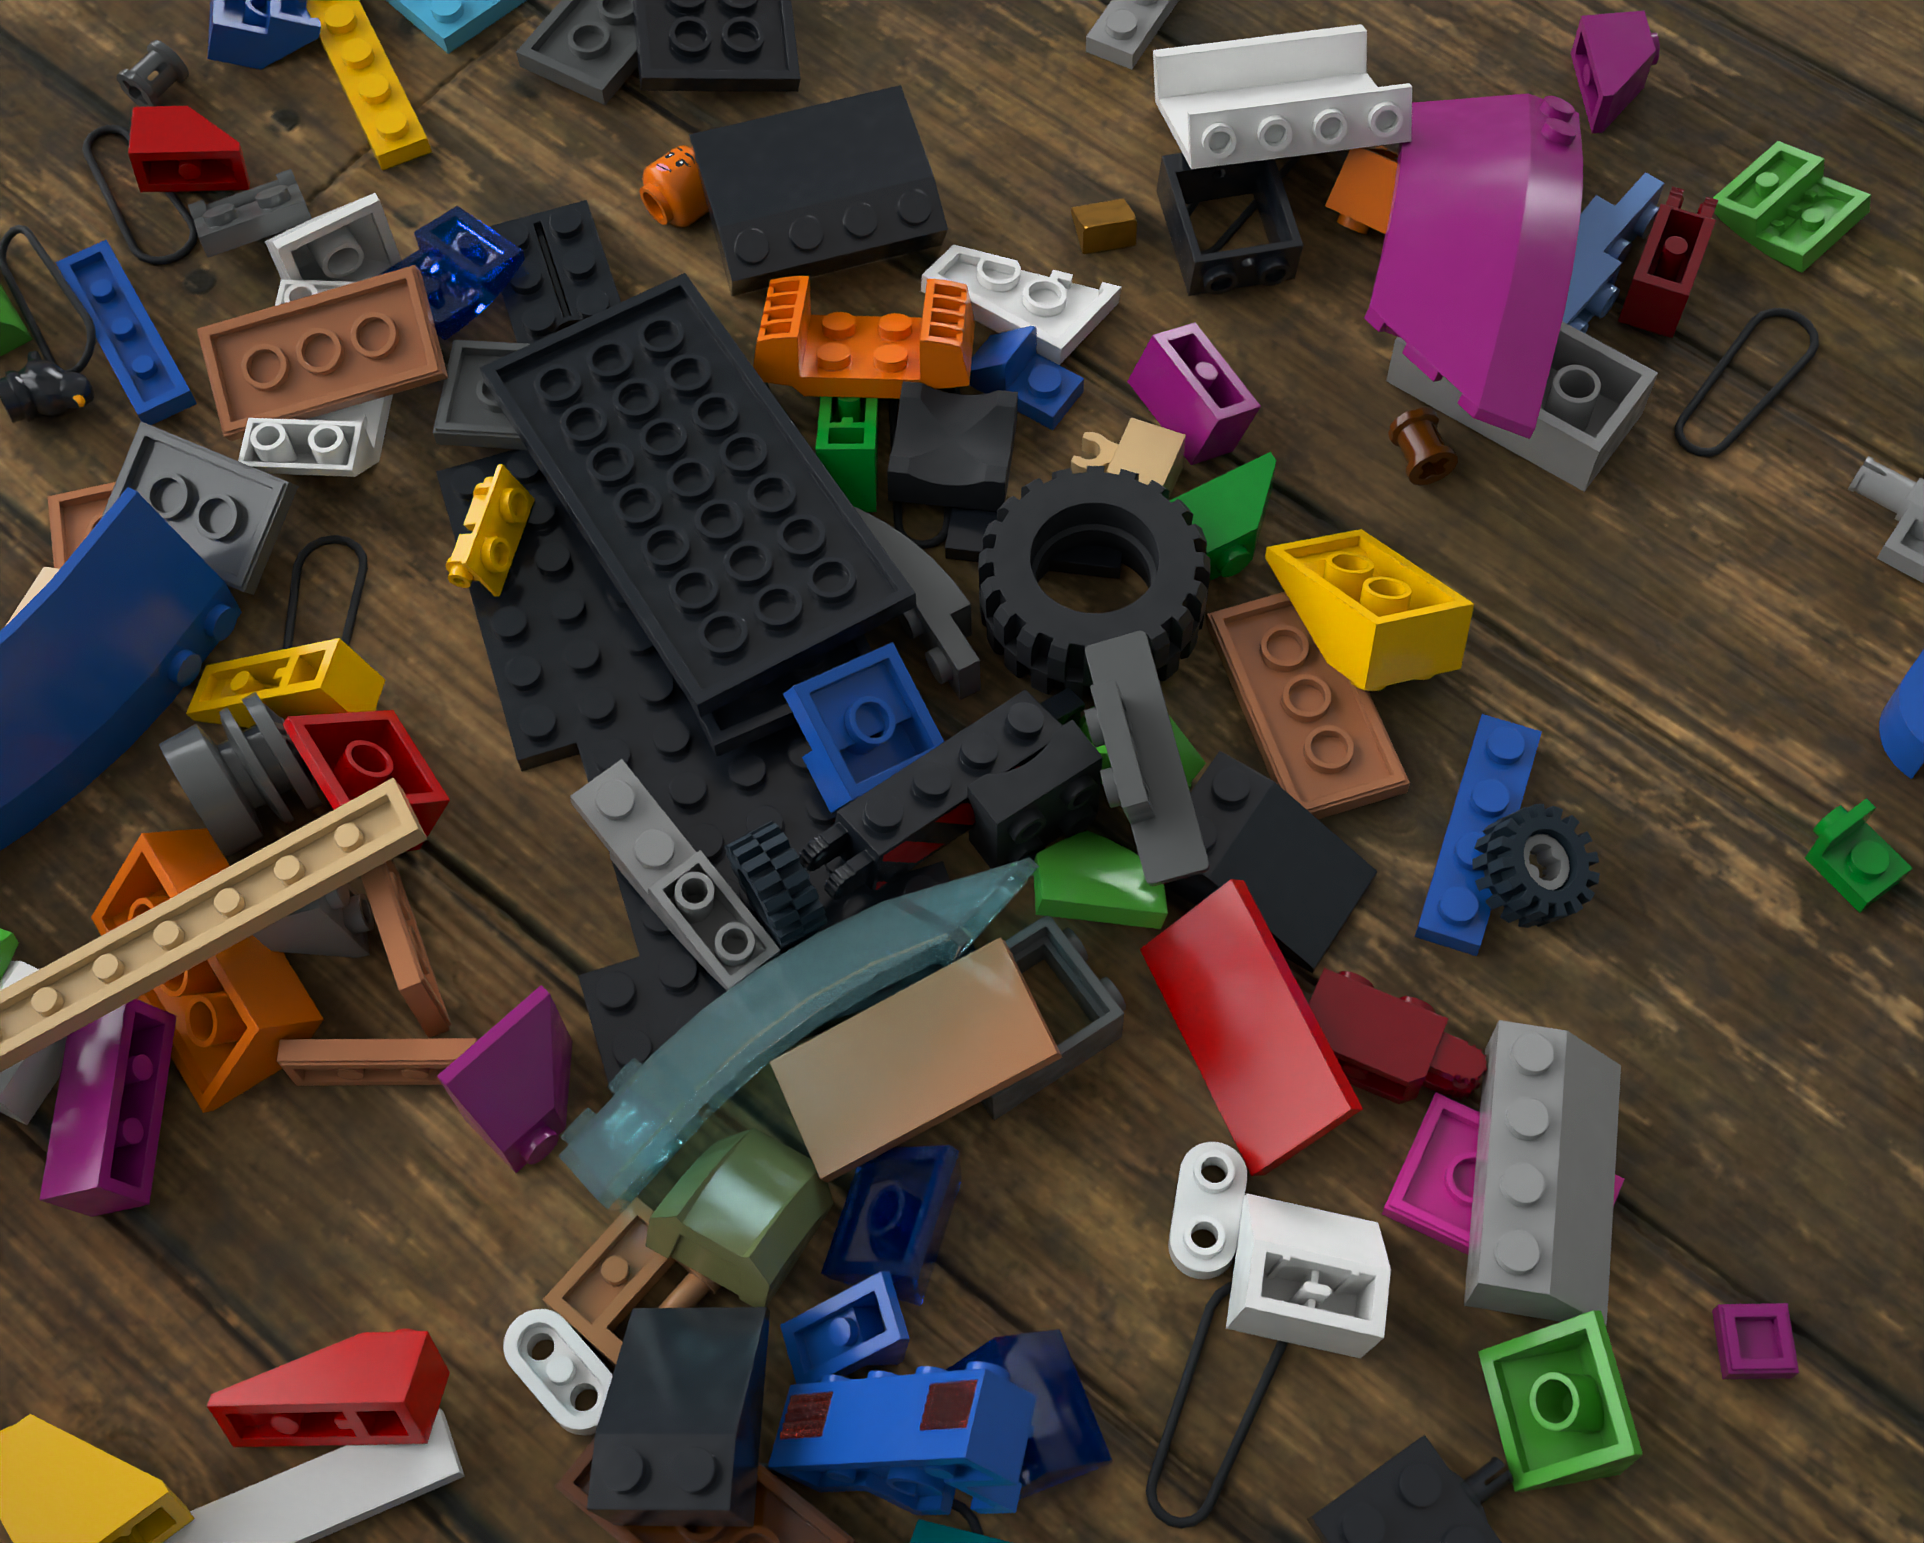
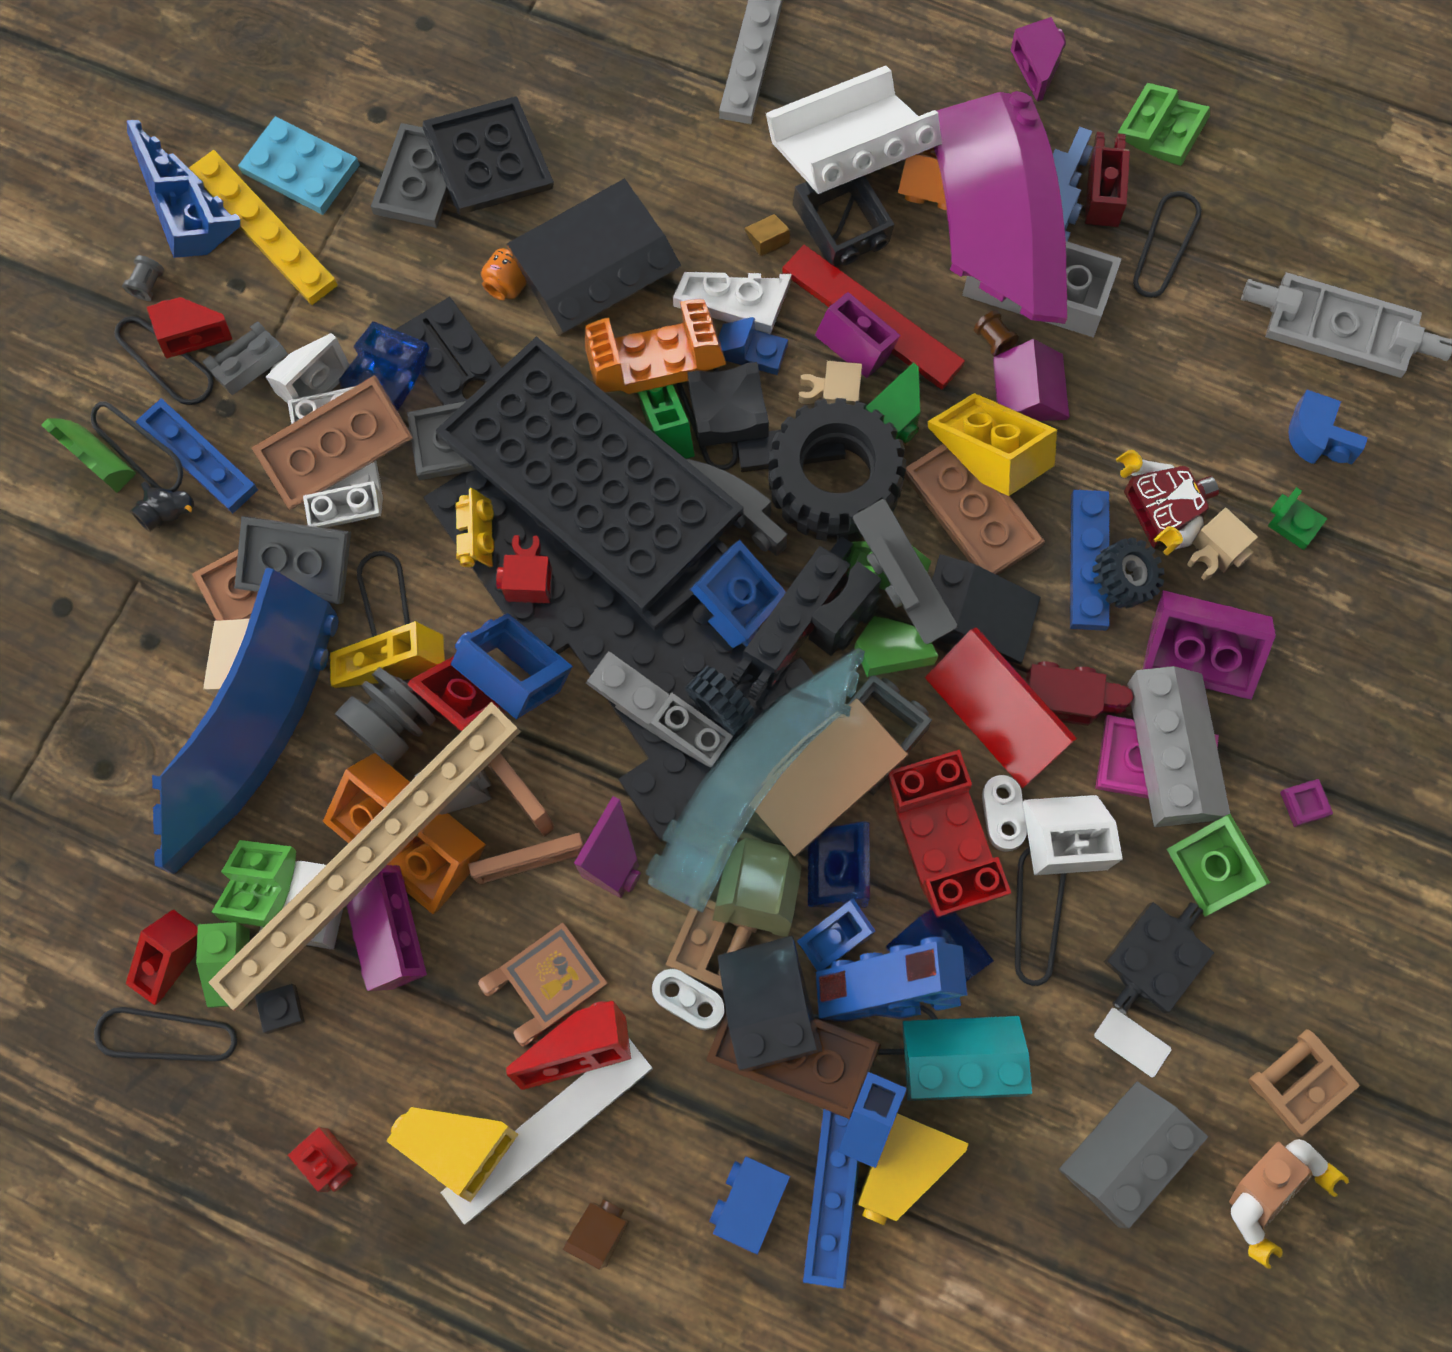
camera: 15 degrees left, 10 degrees up
(345, 1273) = (550, 979): none -> nougat flag
(521, 768) = (508, 635): none -> blue window
(542, 617) = (526, 574): none -> red brick
(1092, 1212) = (945, 834): none -> red slope
(1303, 454) = (914, 345): none -> red tile
(1464, 532) = (1032, 381): none -> magenta slope
(1635, 766) = (1166, 500): none -> torso
(1655, 1015) = (1211, 640): none -> magenta slope
(1716, 861) = (1223, 543): none -> tan brick

